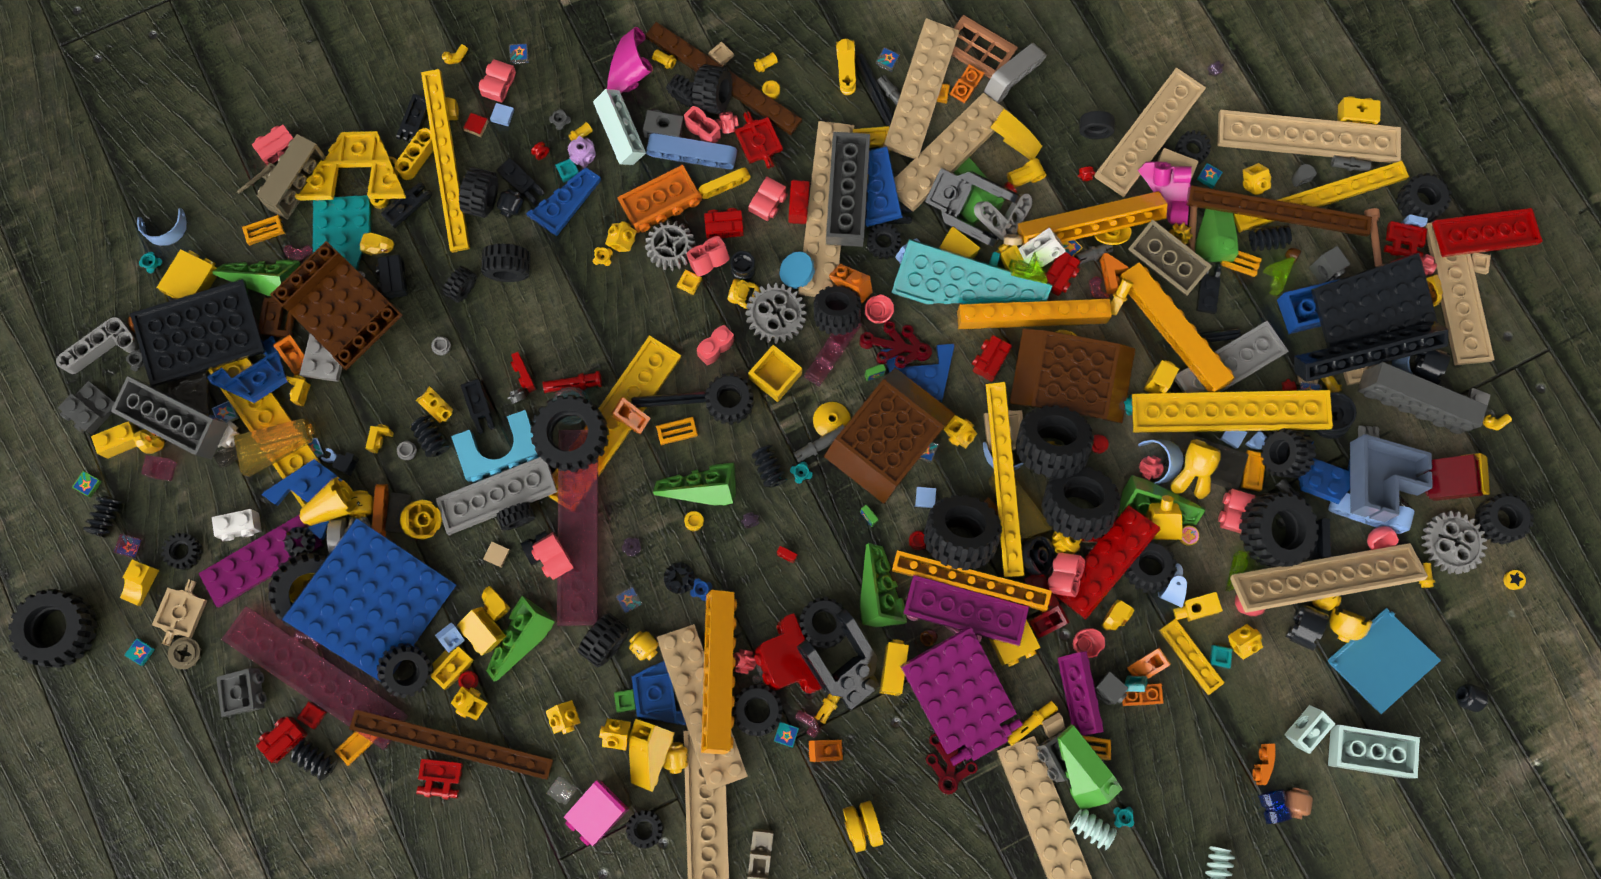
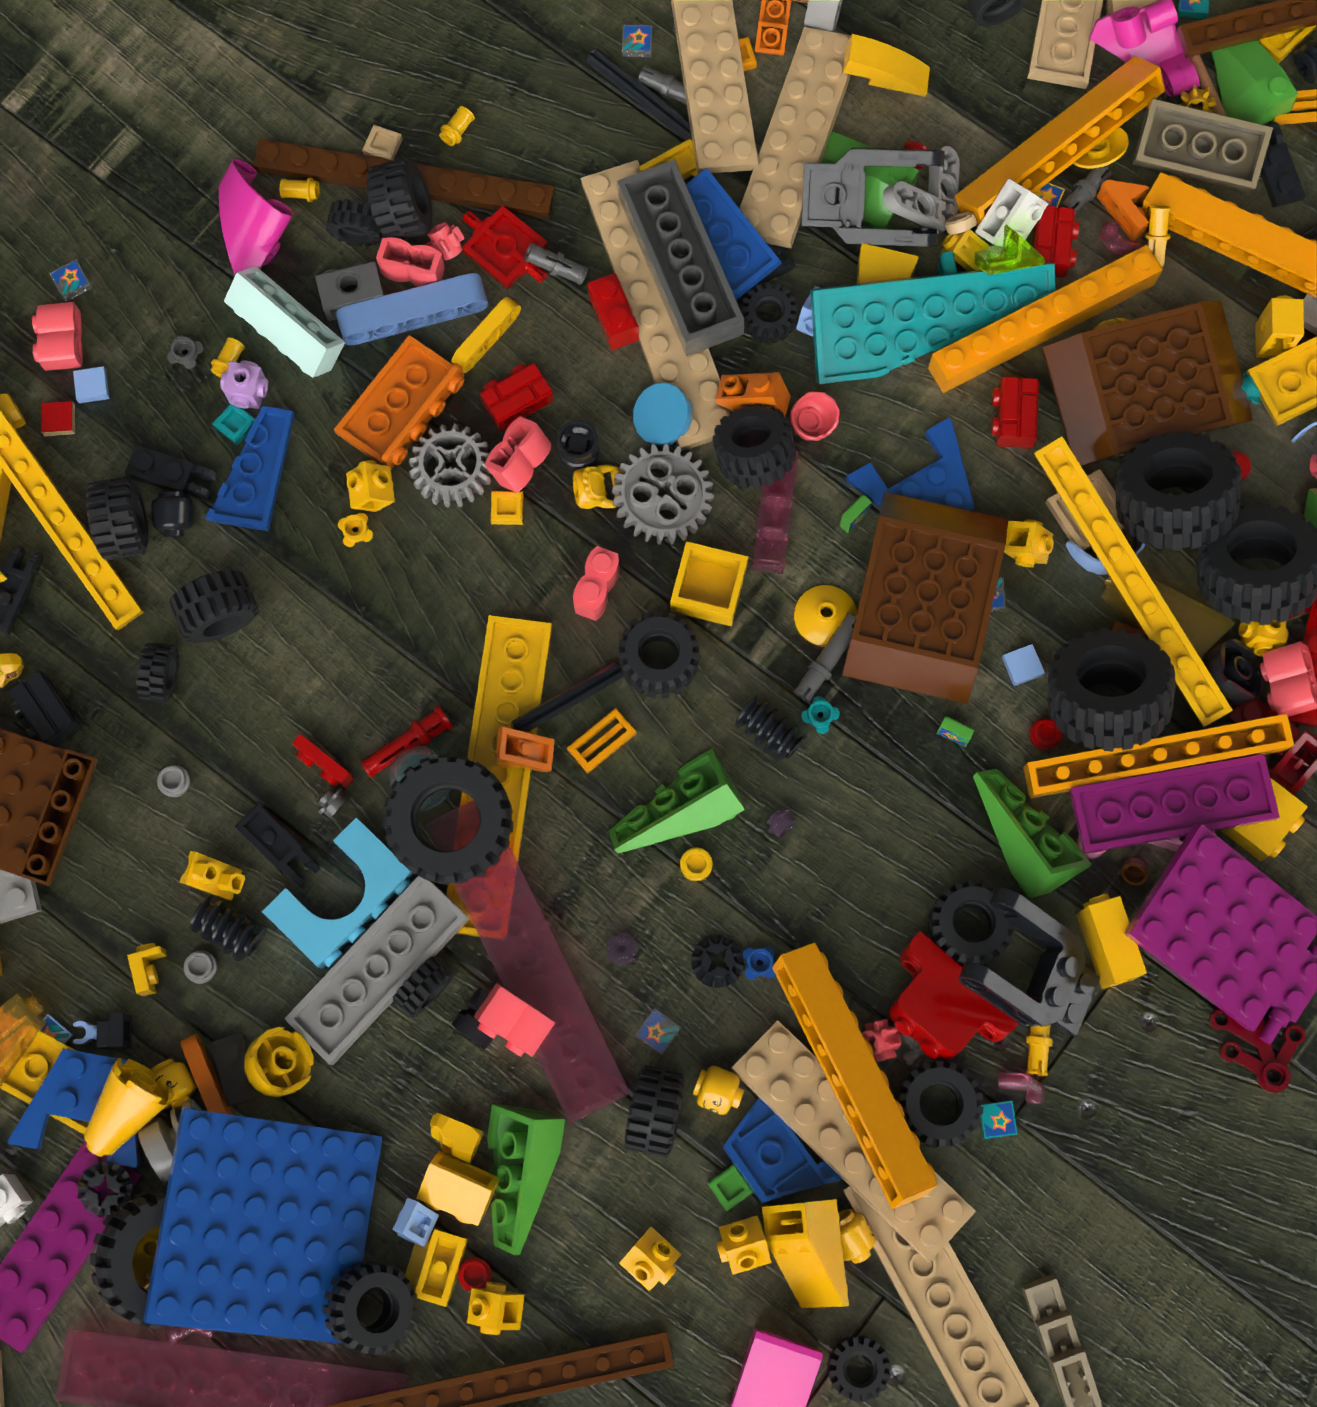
camera: 20 degrees left, 0 degrees up
(496, 554) = (420, 1060): tan tile -> none
(540, 150) = (178, 413): red bush -> none
(562, 790) = (705, 1372): clear brick -> none
(767, 199) = (564, 328): coral brick -> none
(771, 89) = (485, 162): yellow tile -> none
(780, 162) = (555, 263): none -> dark grey pin
(786, 554) = (862, 848): red tile -> none
(825, 750) = (1069, 1115): orange slope -> none
(846, 65) = (581, 76): yellow piece -> none
(862, 826) = (1186, 1201): yellow wheel -> none
(897, 345) = (868, 458): dark red plant -> none
(1030, 172) = (933, 112): yellow piece -> none
(1086, 173) = (1015, 78): red plate -> none

